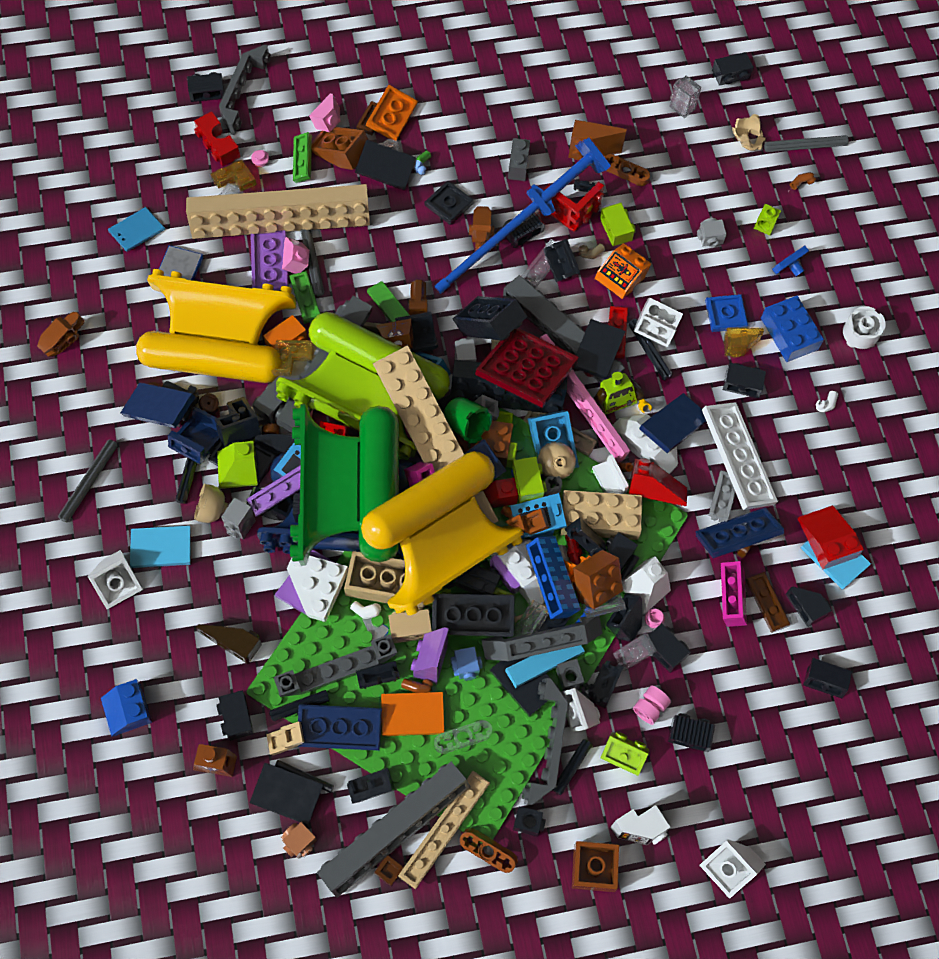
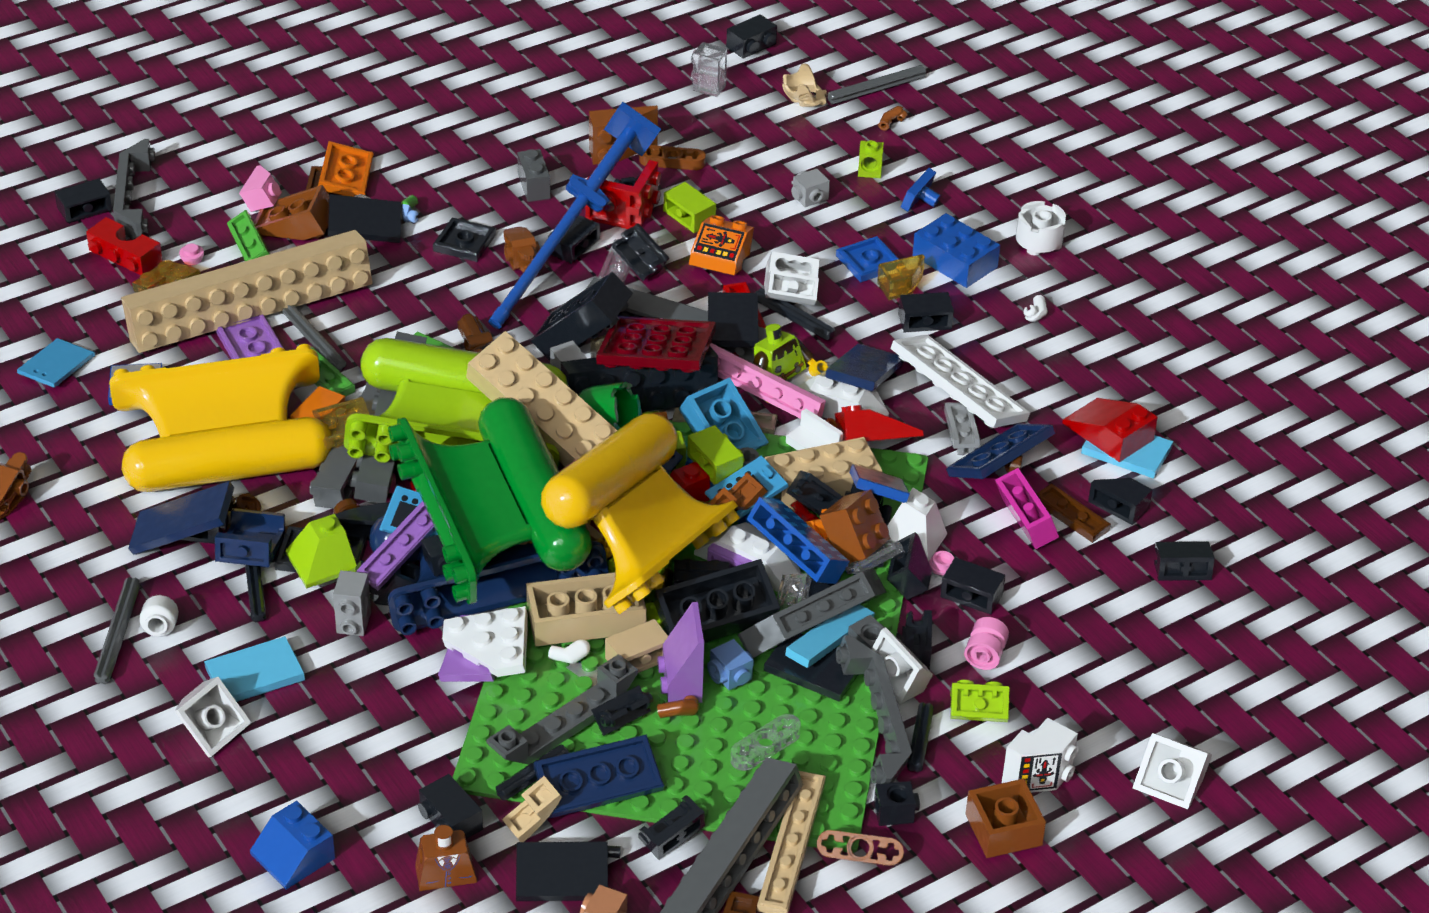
camera: 20 degrees left, 25 degrees down
(116, 480) = (158, 615): none -> white head
(210, 504) = (304, 602): tan cylinder -> none
(234, 640) = (404, 734): dark brown slope -> none
(238, 424) = (302, 503): black brick -> none
(295, 256) = (290, 330): bright pink slope -> none
(412, 714) = (689, 738): orange tile -> none
(549, 460) = (743, 430): tan cylinder -> none
(584, 252) = (673, 243): dark tan arm -> none
(631, 547) = (879, 483): none -> tile
(635, 652) = (938, 595): clear plate -> none
(691, 733) = (1050, 658): black brick -> none

